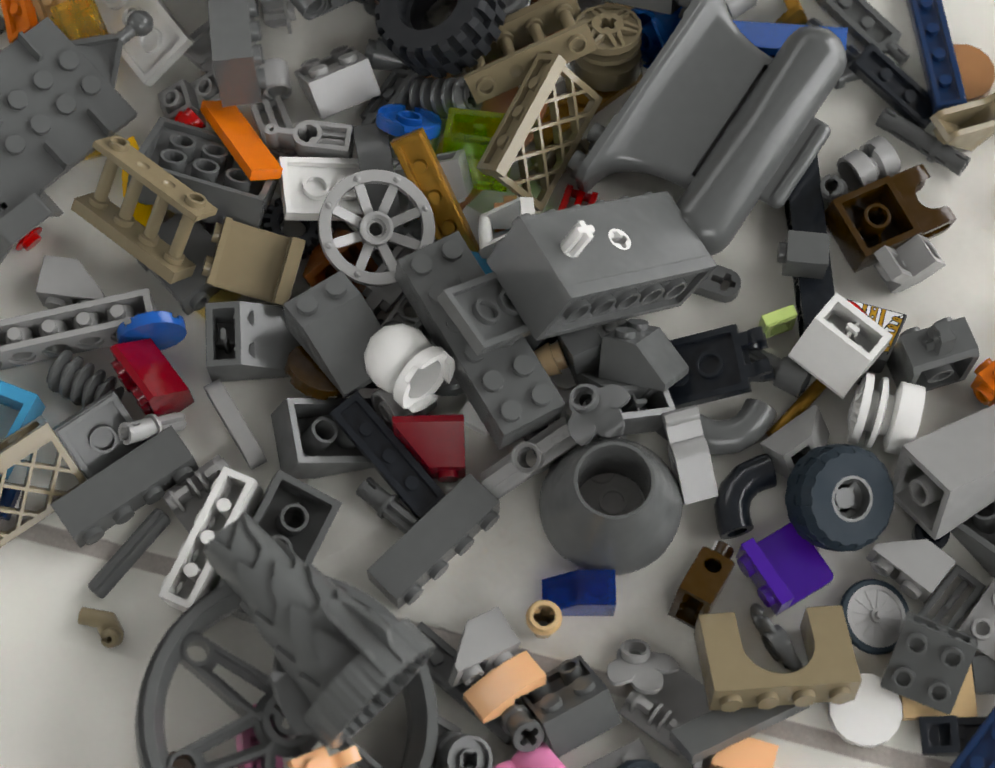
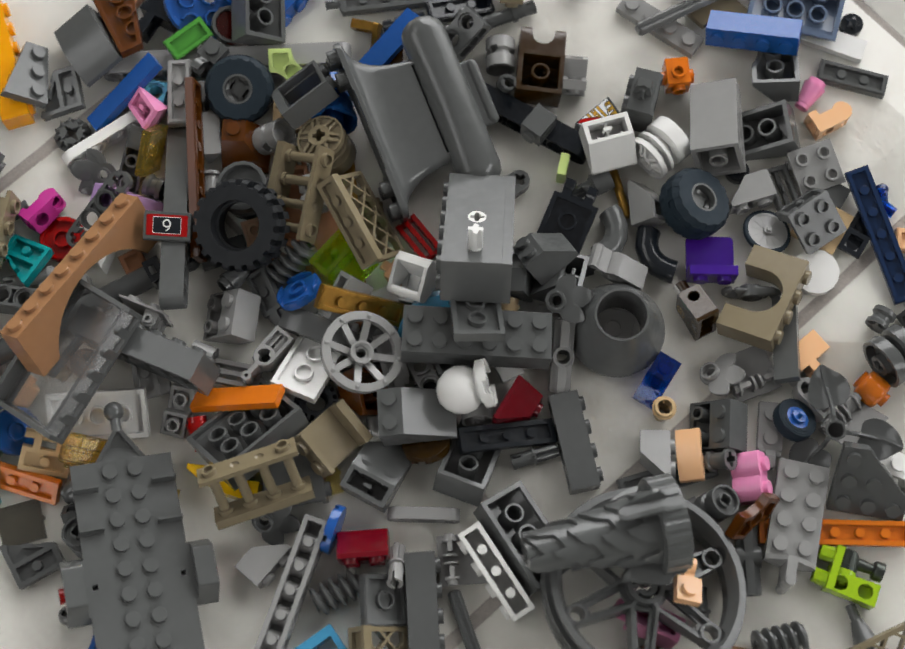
camera: 55 degrees left, 5 degrees up
(120, 271) = (279, 523): none -> dark grey plate
(864, 108) = (467, 37): none -> dark grey brick

